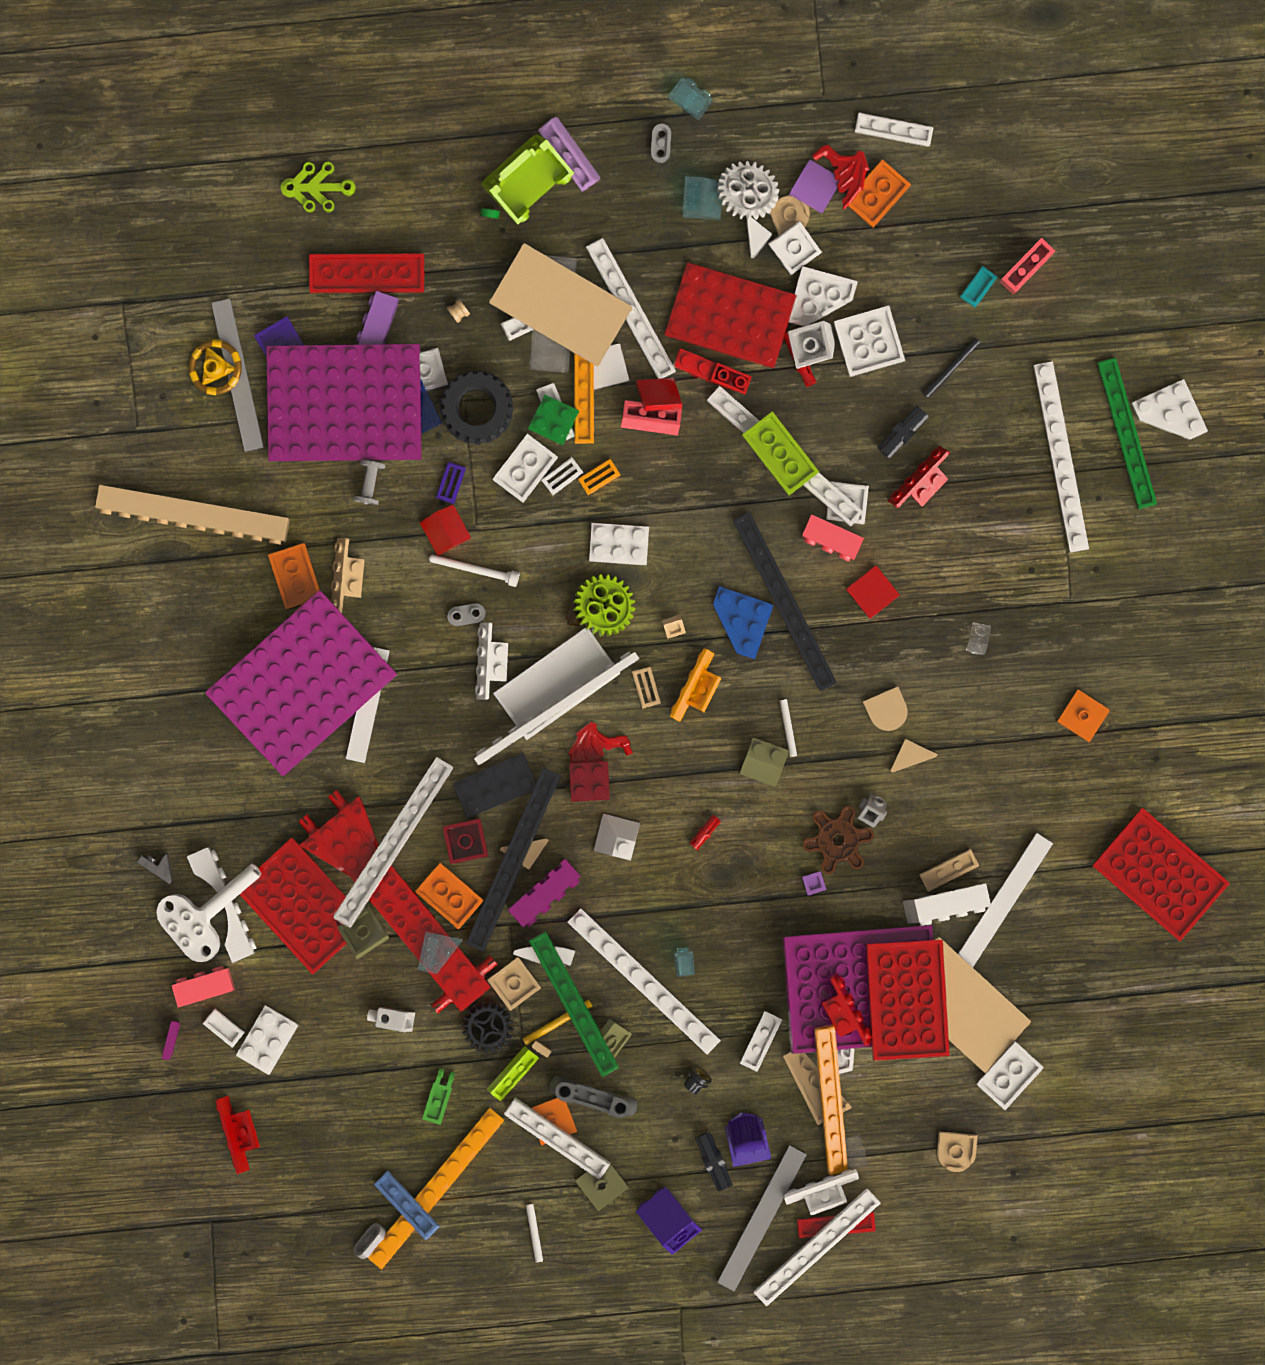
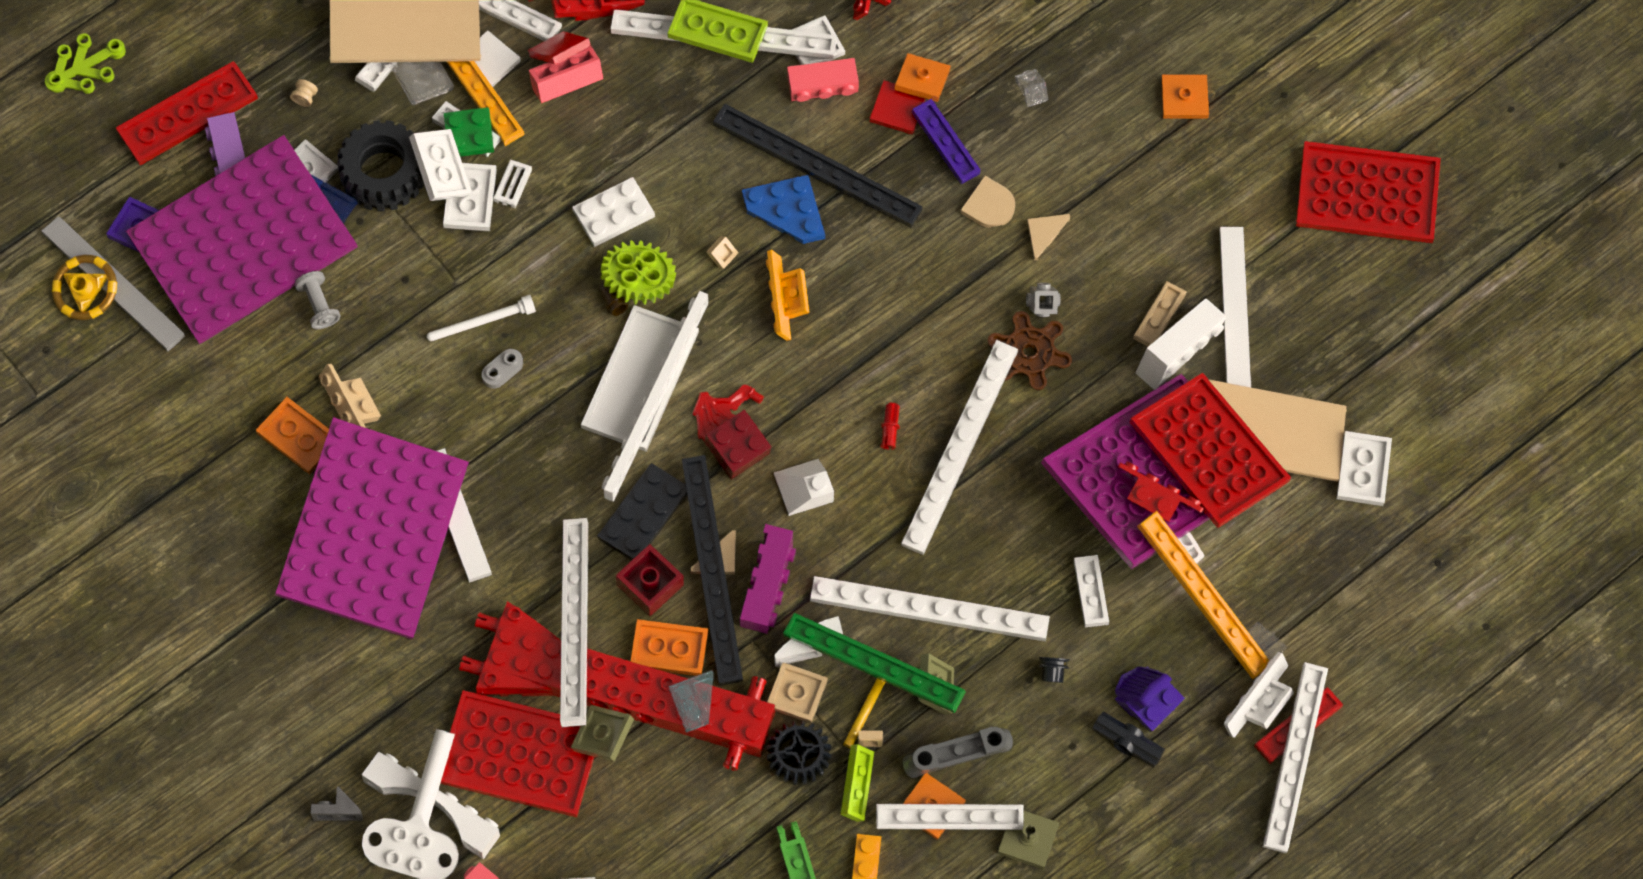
camera: 35 degrees left, 20 degrees down
(192, 513) = (149, 439): tan brick -> none
(398, 1019) = (701, 804): white torso -> none
(445, 530) = (425, 302): red slope -> none
(456, 467) = (406, 272): dark purple tile -> none
(491, 661) = (556, 395): white bracket -> none
(514, 438) = (440, 164): none -> white plate
(585, 485) = (543, 178): light orange tile -> none
(641, 671) = (726, 332): tan tile -> none
(668, 1220) = (1124, 826): dark purple slope -> none
(684, 962) = (958, 557): clear light blue brick -> none
(742, 879) = (959, 447): none -> white plate
(761, 1218) = (1218, 767): light grey tile -> none
(764, 762) = (902, 322): olive slope -> none
(788, 728) = (904, 280): white bar -> none
(807, 1079) = (1169, 600): tan wing -> none
(814, 883) = (1035, 406): medium lavender plate -> none
(887, 643) = (946, 141): none -> dark purple plate
(904, 581) = (922, 77): none -> orange plate
(956, 1150) = (1365, 575): tan tile -> none

